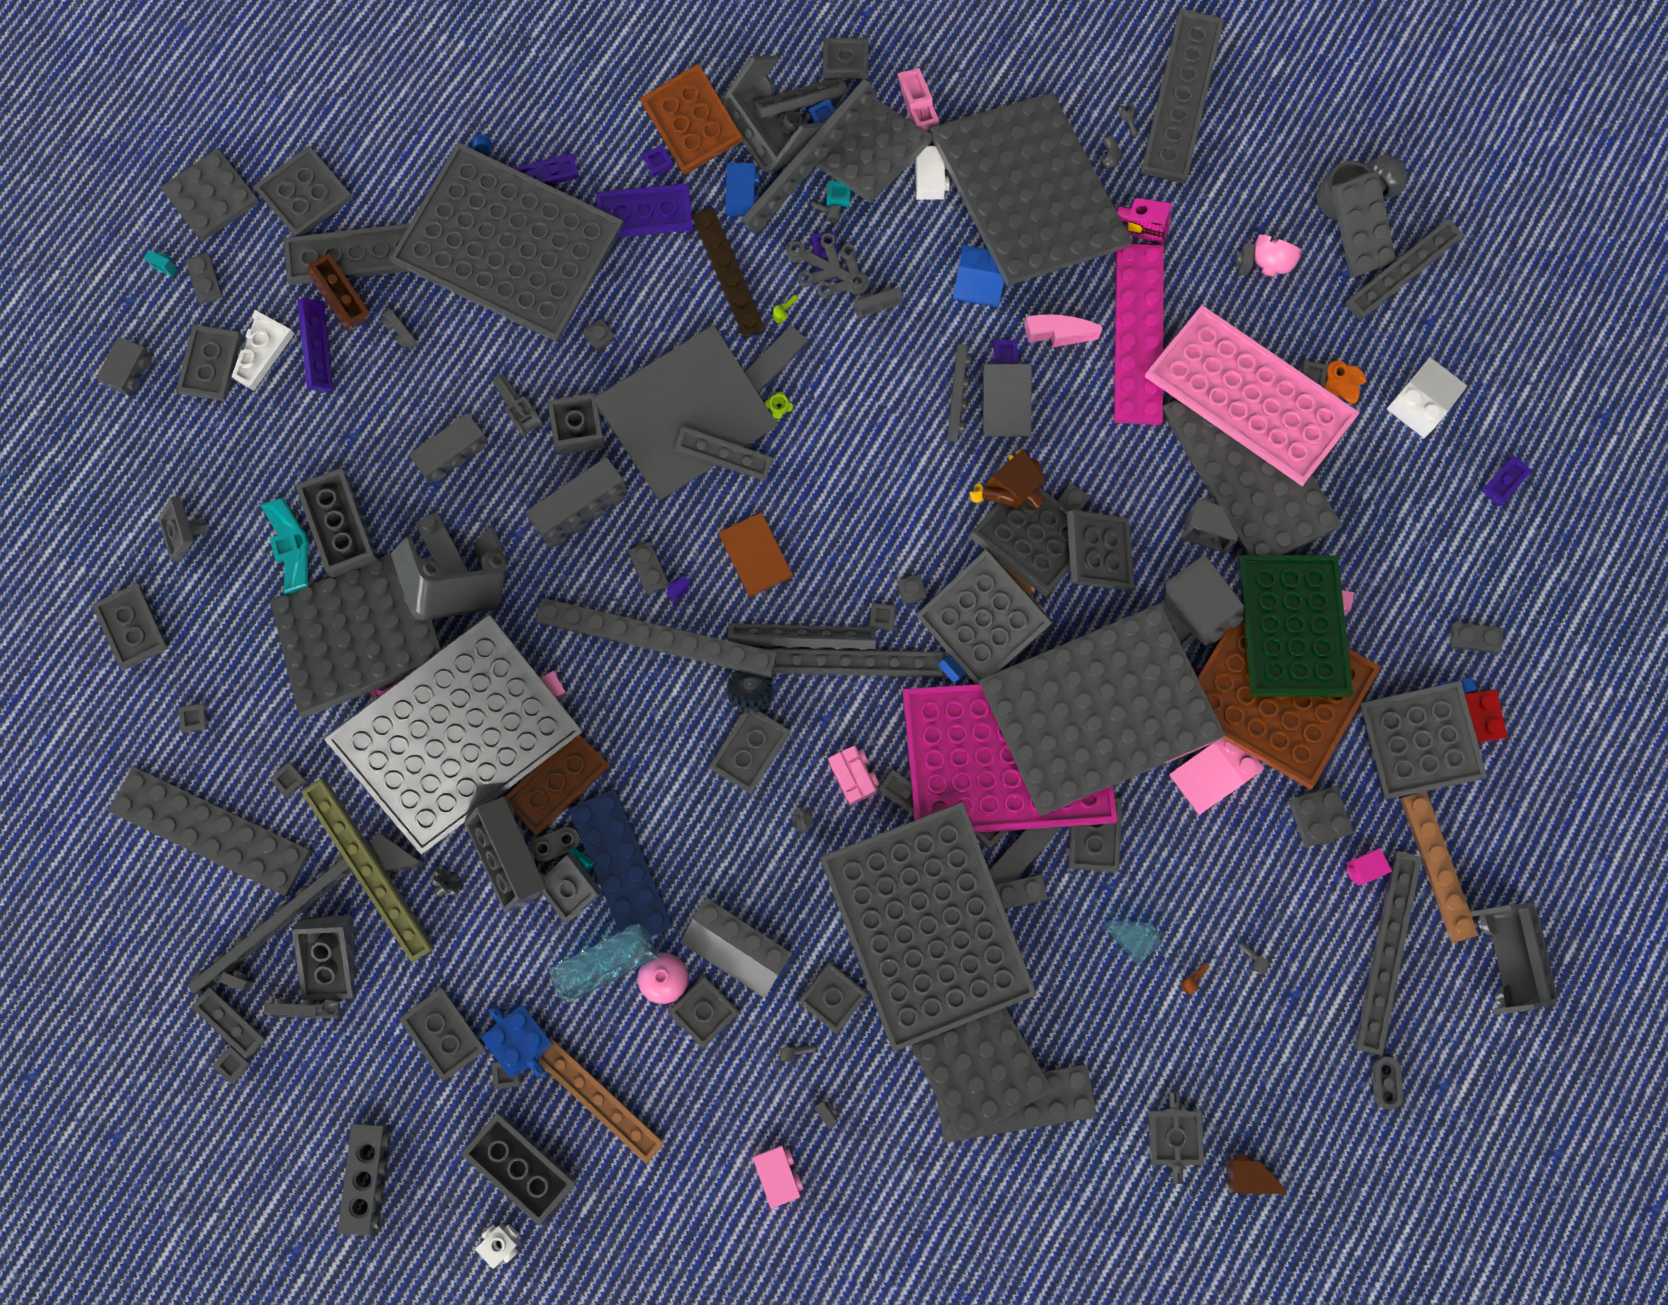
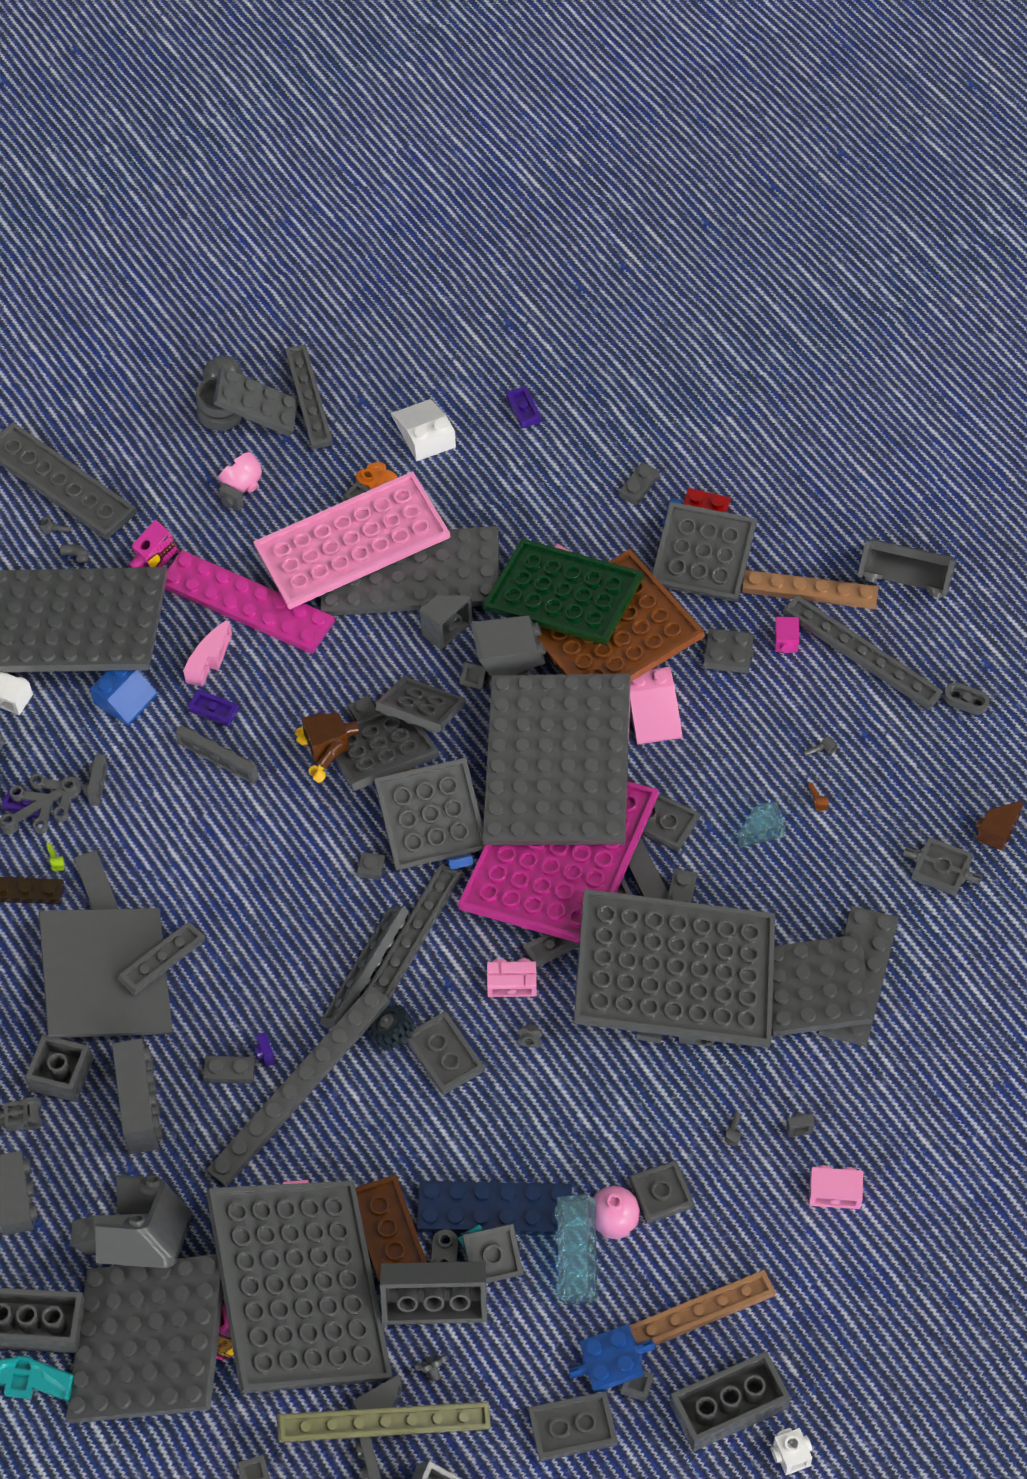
camera: 60 degrees left, 20 degrees down
(736, 947) = (617, 1136): dark grey slope -> none
(755, 555) = (268, 976): dark orange tile -> none
(779, 398) = (140, 893): lime plate -> none
(833, 997) = (700, 1080): dark grey tile -> none
(882, 616) = (382, 898): dark grey tile -> none
(1007, 400) = (247, 719): dark grey tile -> none
(1158, 582) = (473, 675): none -> dark grey plate

